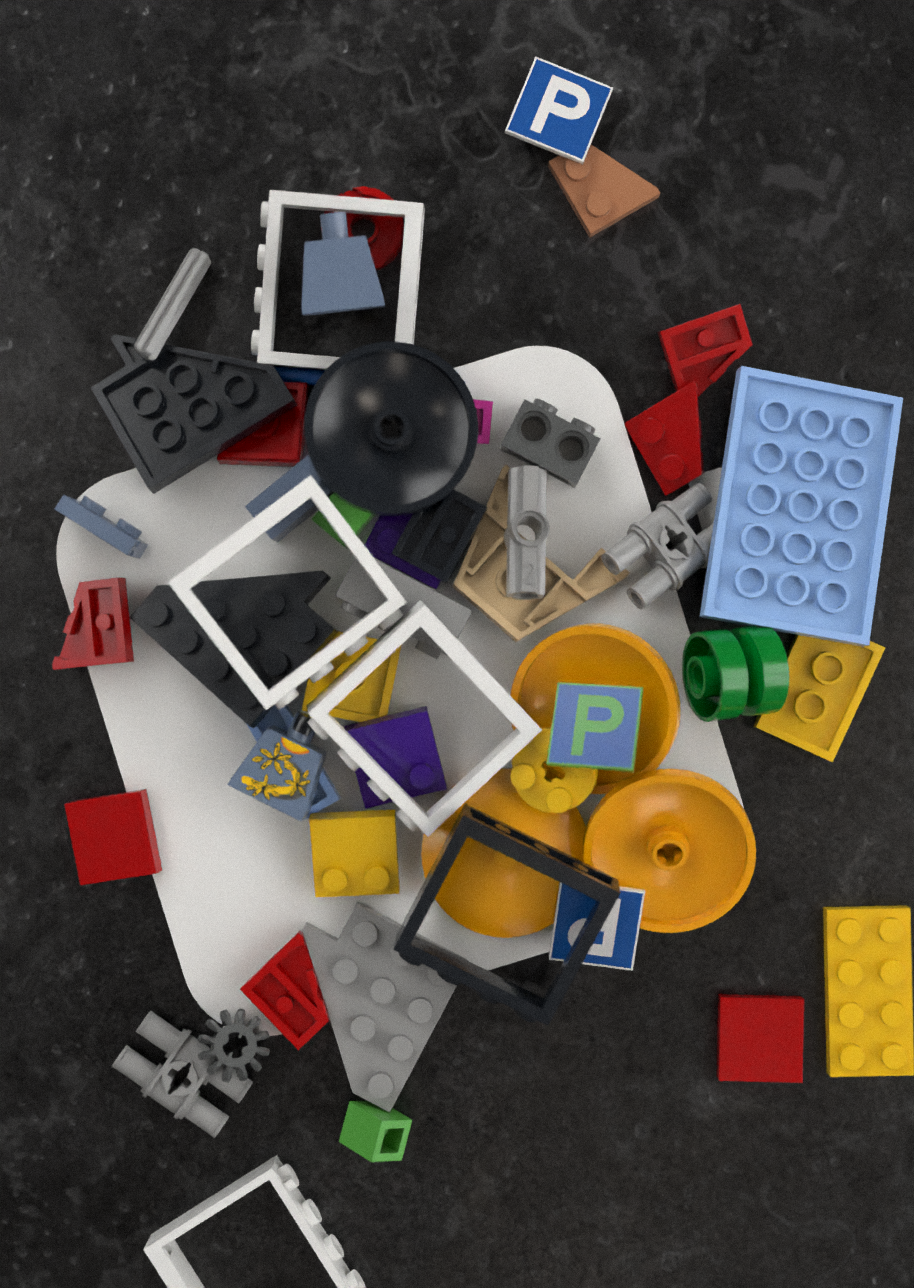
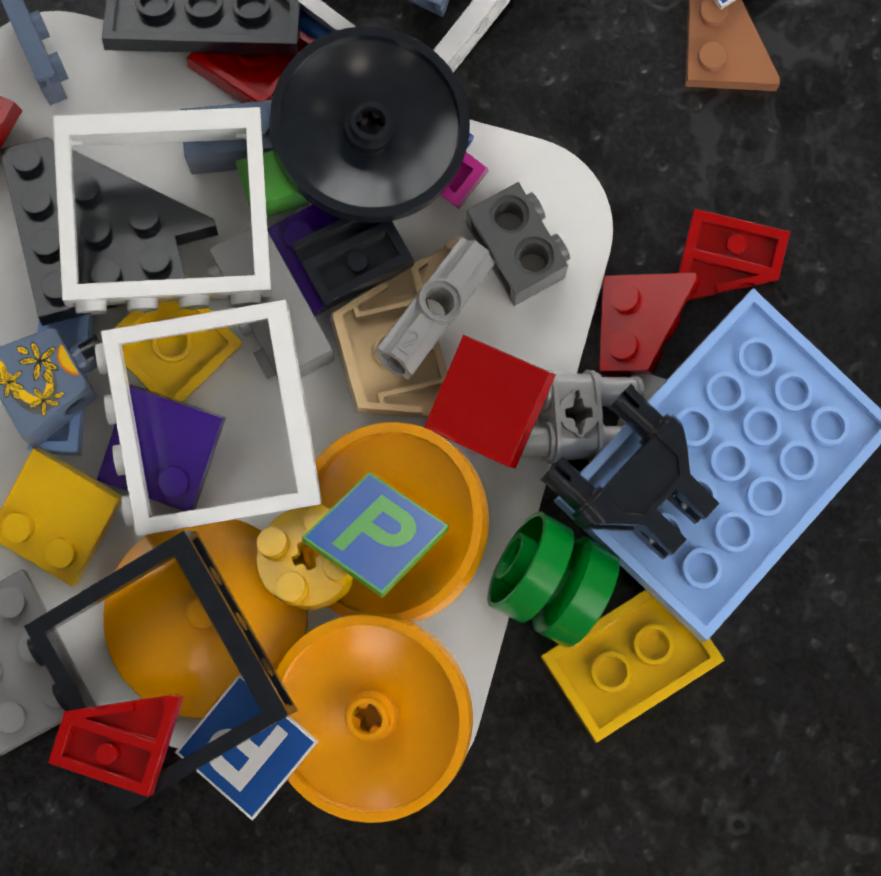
camera: 30 degrees right, 10 degrees down
(515, 986) = (118, 741): none -> red wing
(611, 577) = (489, 401): none -> red tile
(757, 567) = (642, 484): none -> black connector

